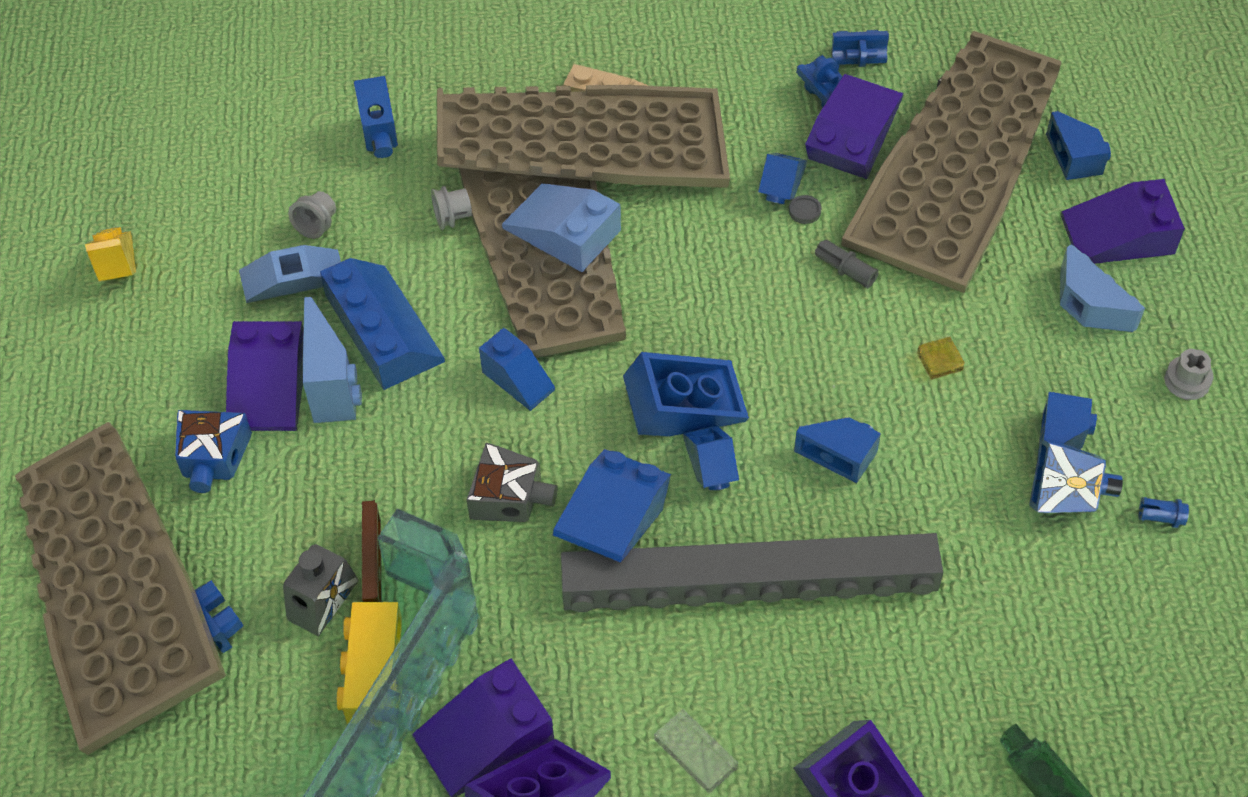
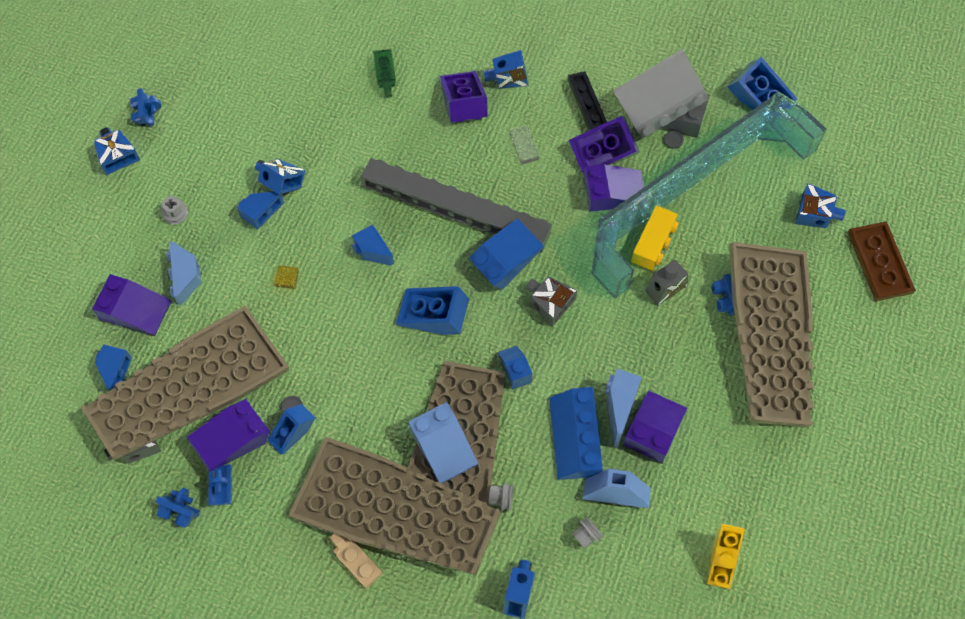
camera: 155 degrees left, 10 degrees up
(210, 446) = (700, 392): blue torso -> none
(371, 553) = (635, 290): reddish brown tile -> none
(712, 457) = (439, 268): blue slope -> none
(847, 263) = (295, 353): dark grey axle -> none
(1164, 511) = (241, 150): blue pin -> none

